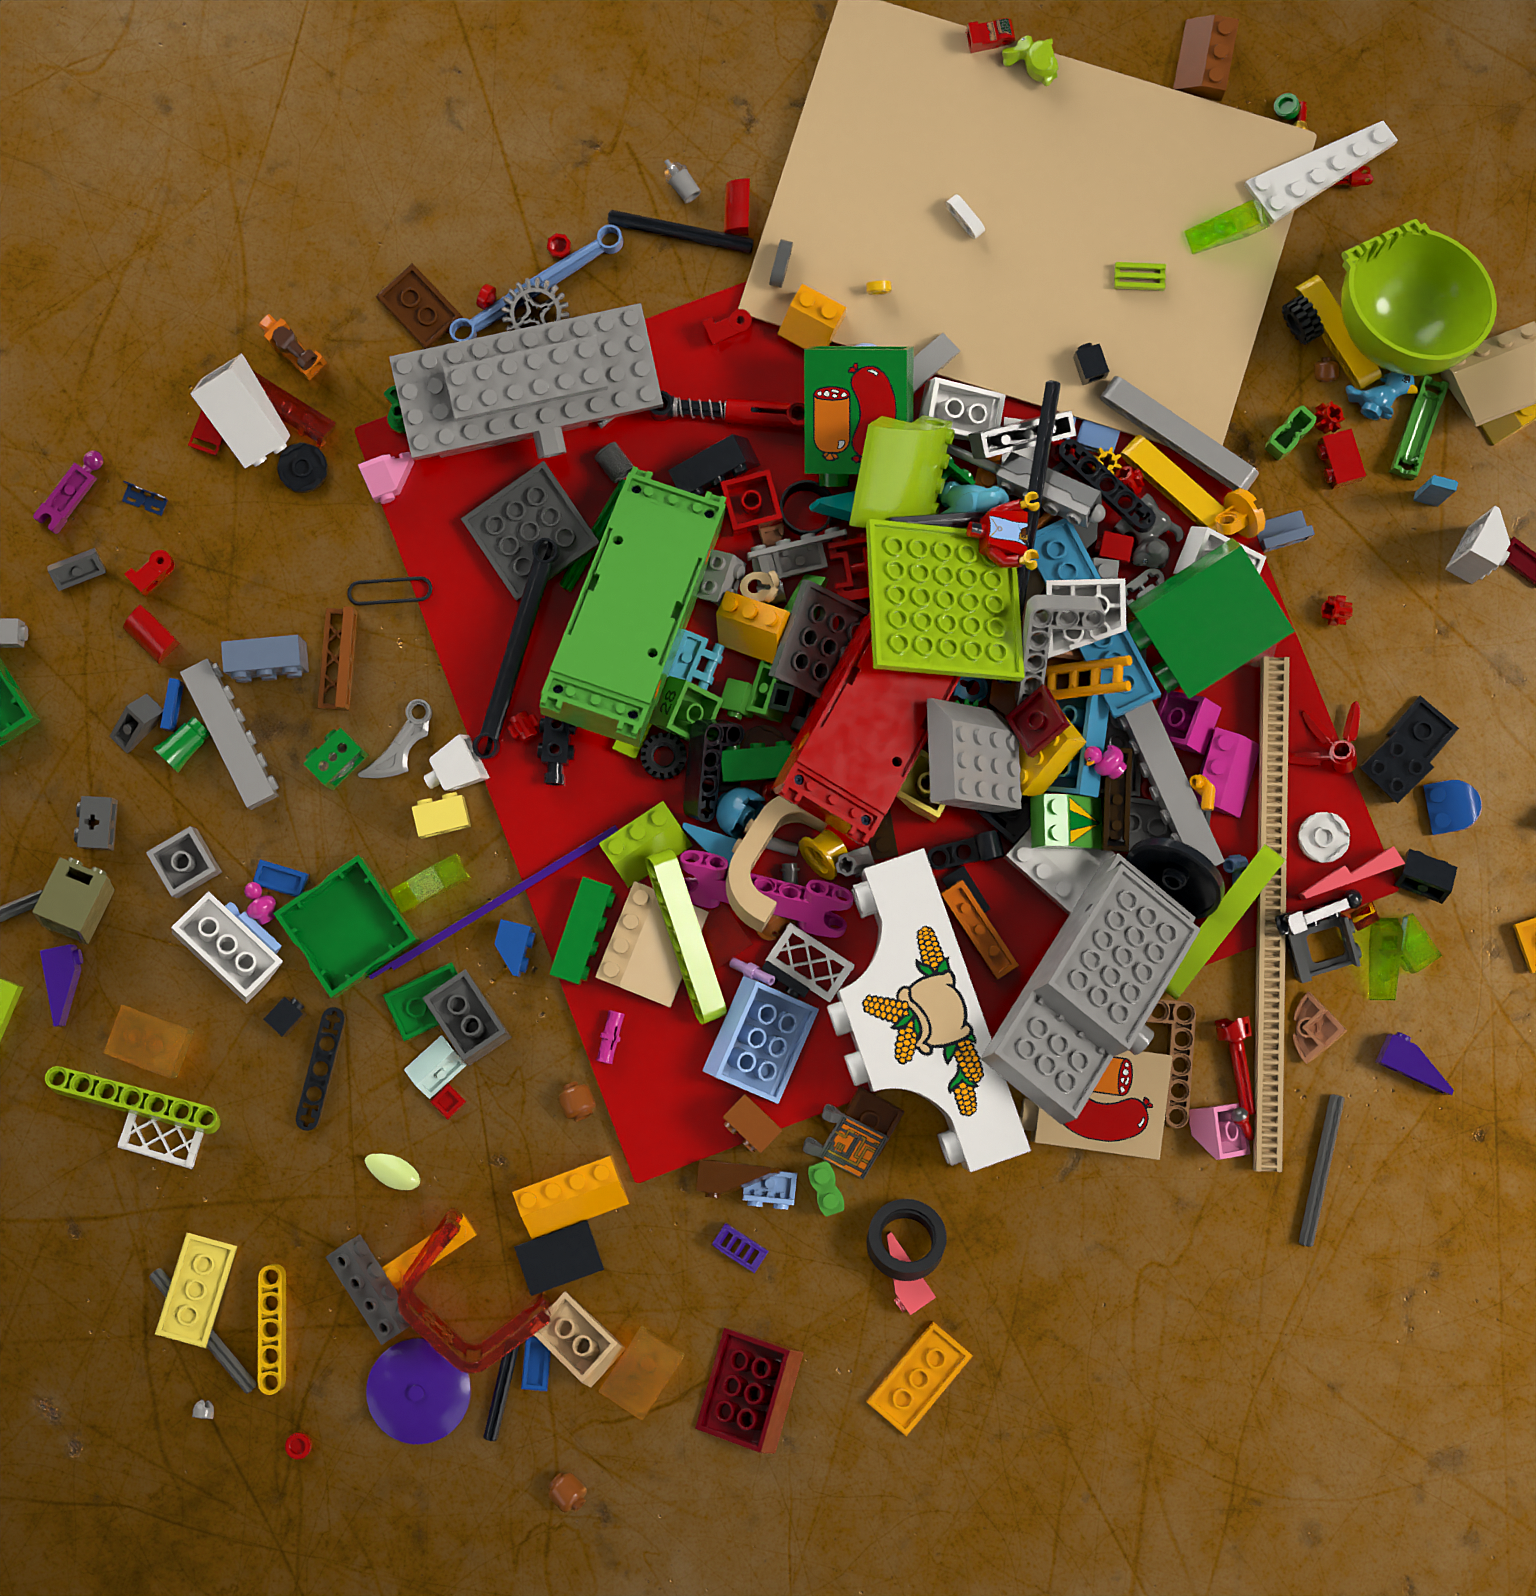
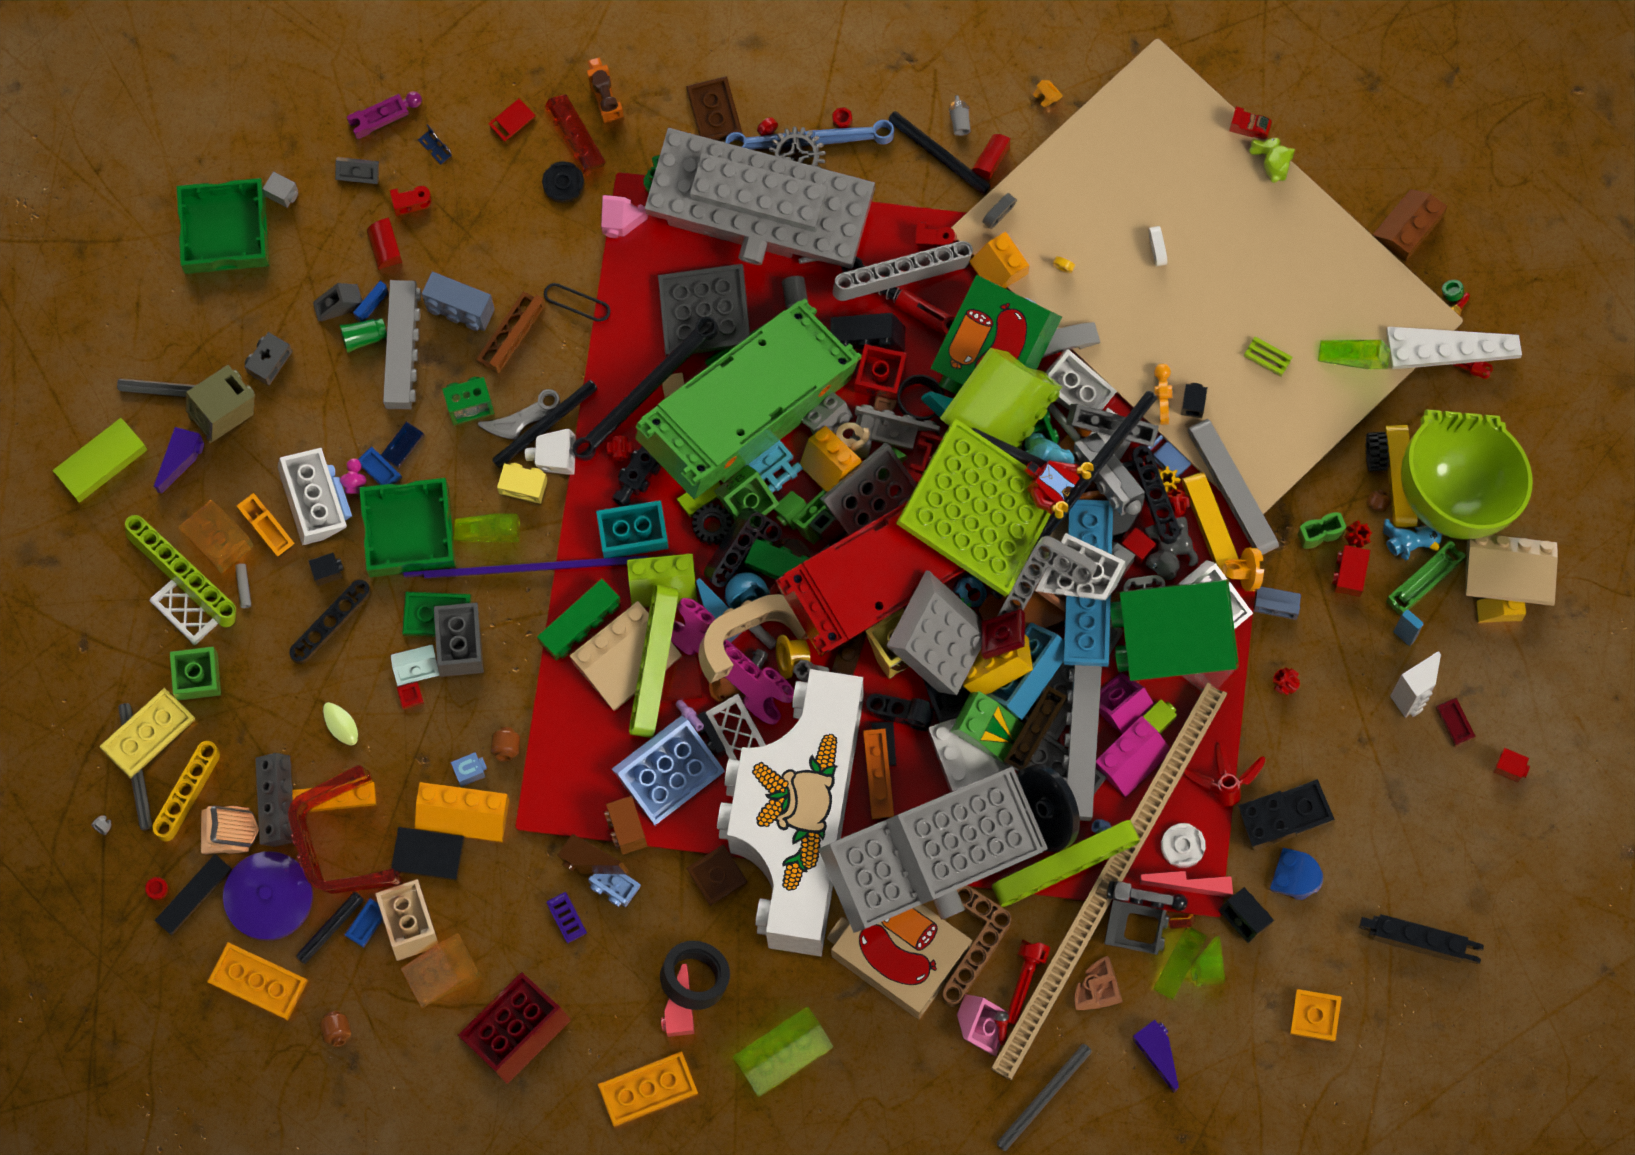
camera: 30 degrees right, 10 degrees down
(184, 862) = (315, 418): light grey brick -> none
(194, 1002) = (265, 524): none -> light orange slope
(207, 1079) = (243, 586): none -> light grey piece
(211, 1201) = (195, 673): none -> bright green brick
(241, 412) = (540, 118): white slope -> none
(291, 840) = (402, 445): none -> clear blue tile
(338, 1346) = (227, 829): none -> light nougat piece
(340, 1431) = (193, 894): none -> black tile
(429, 740) = (544, 424): none -> black axle
(458, 1485) = (257, 981): none -> light orange tile
(512, 943) = (523, 603): blue slope -> none
(543, 628) = (672, 384): none -> light nougat tile
(553, 1147) = (469, 769): none -> medium blue brick
(585, 806) = (632, 529): none -> teal brick
(610, 1037) = (556, 709): dark pink pin -> none
(712, 391) = (895, 277): none -> light grey beam
(760, 105) = (1049, 91): none -> light orange tile
(823, 1181) = (657, 901): bright green brick -> none
(849, 1145) = (692, 884): flag -> none
(1035, 1267) = (782, 1051): none -> clear neon green slope
(1055, 371) = (1163, 391): none -> light orange piece
(1095, 686) = (1060, 632): light orange bar -> none
(1108, 763) = (1040, 696): dark pink animal -> none
(1205, 789) = (1106, 754): light orange arm -> none
(1232, 715) = (1161, 715): none -> lime brick

